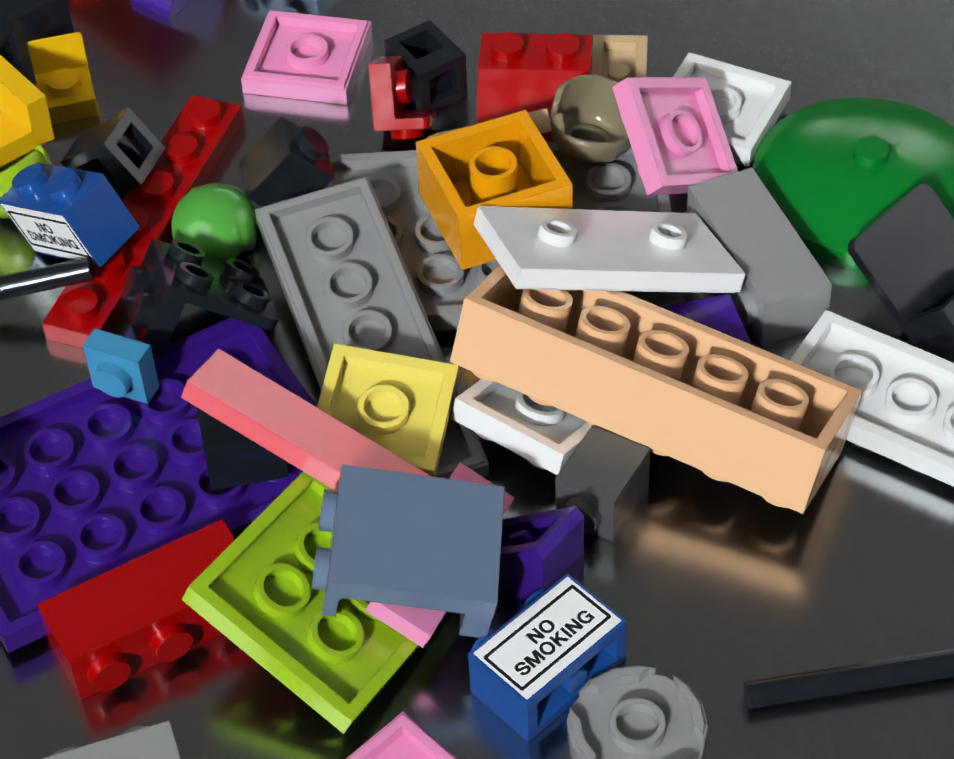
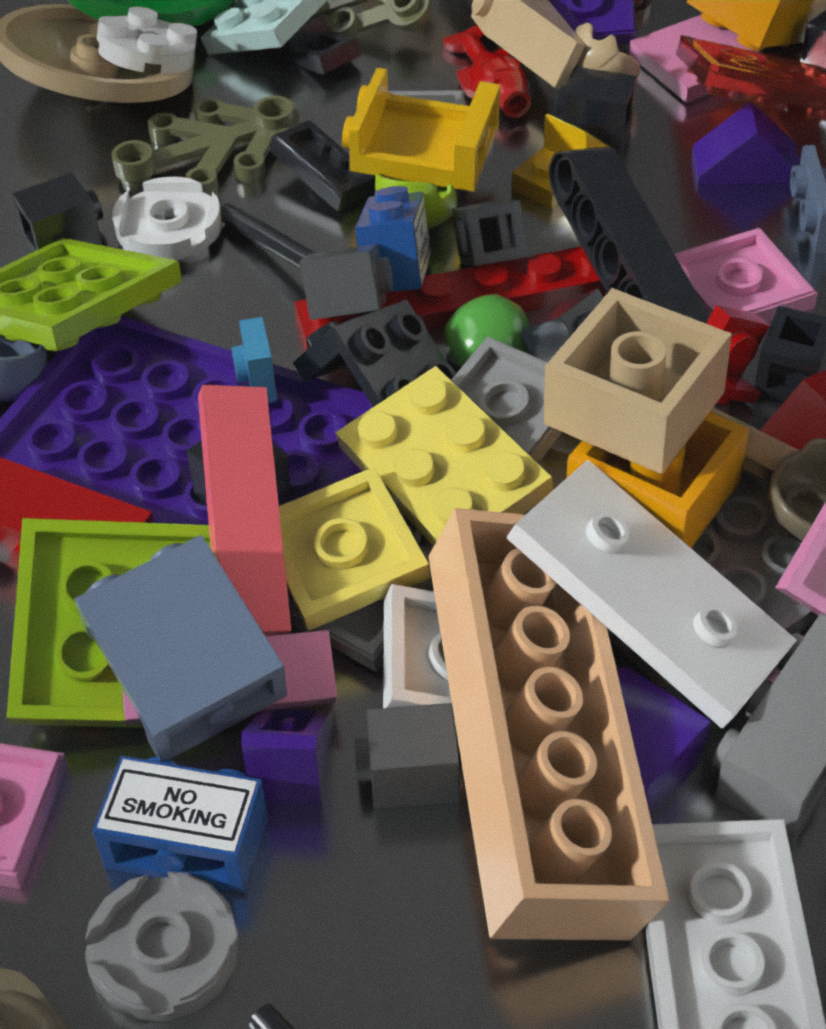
camera: 55 degrees right, 0 degrees up
(99, 260) = (346, 281): none -> dark grey brick
(214, 91) = (620, 230): none -> black beam
(356, 299) = (442, 455): none -> light yellow plate
(453, 126) = (636, 379): none -> tan brick

